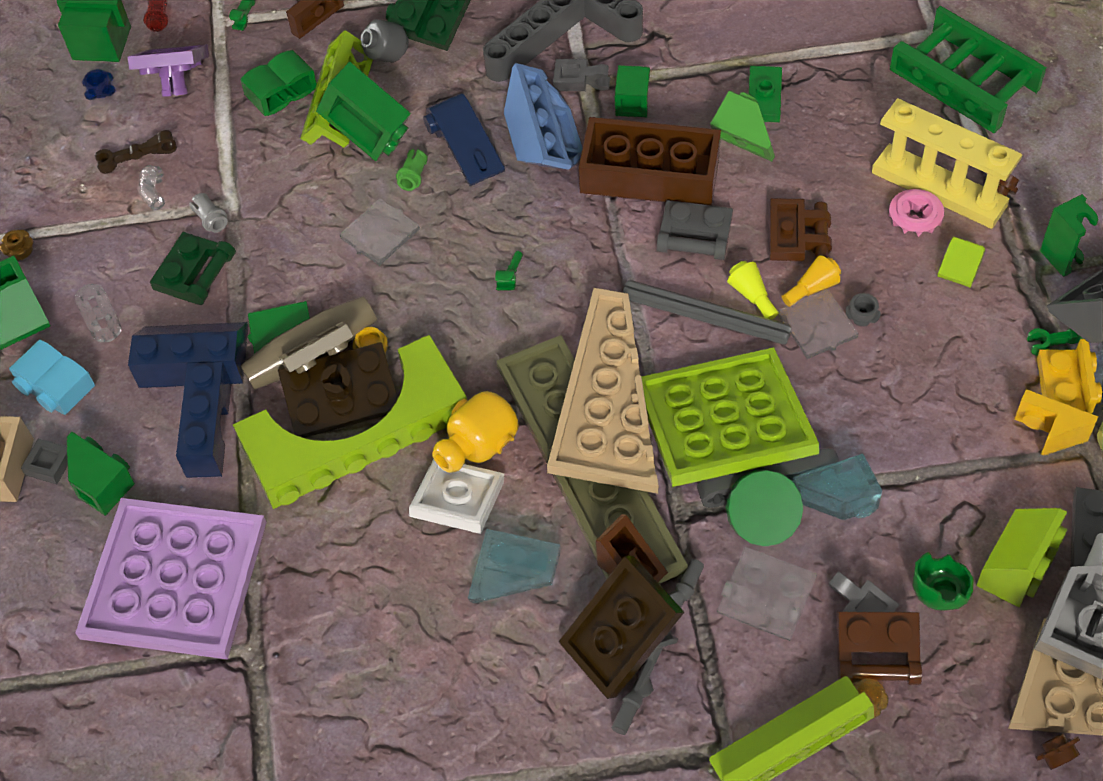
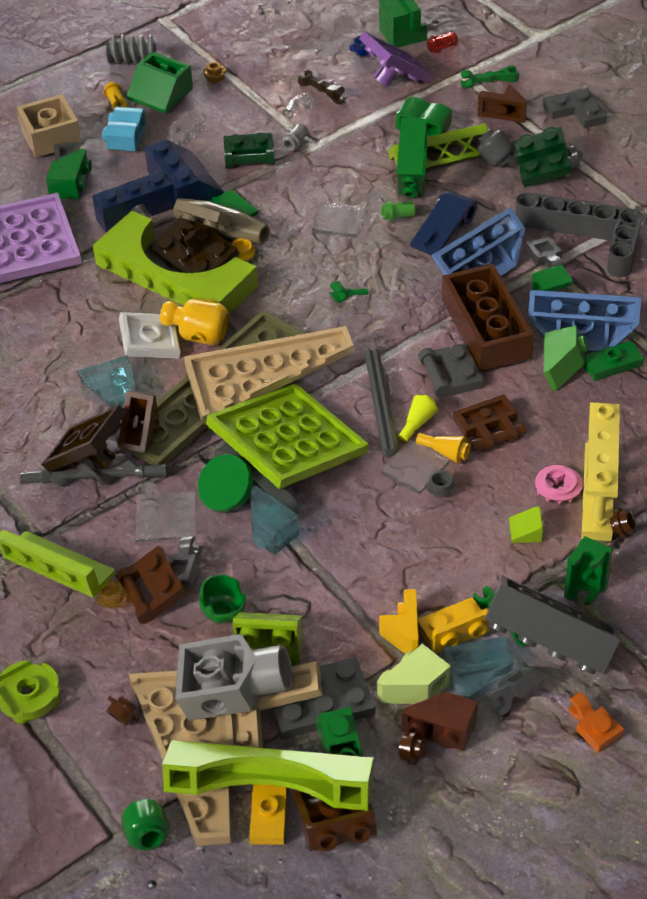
camera: 60 degrees right, 10 degrees down
(706, 78) = (601, 318): none -> medium blue wedge

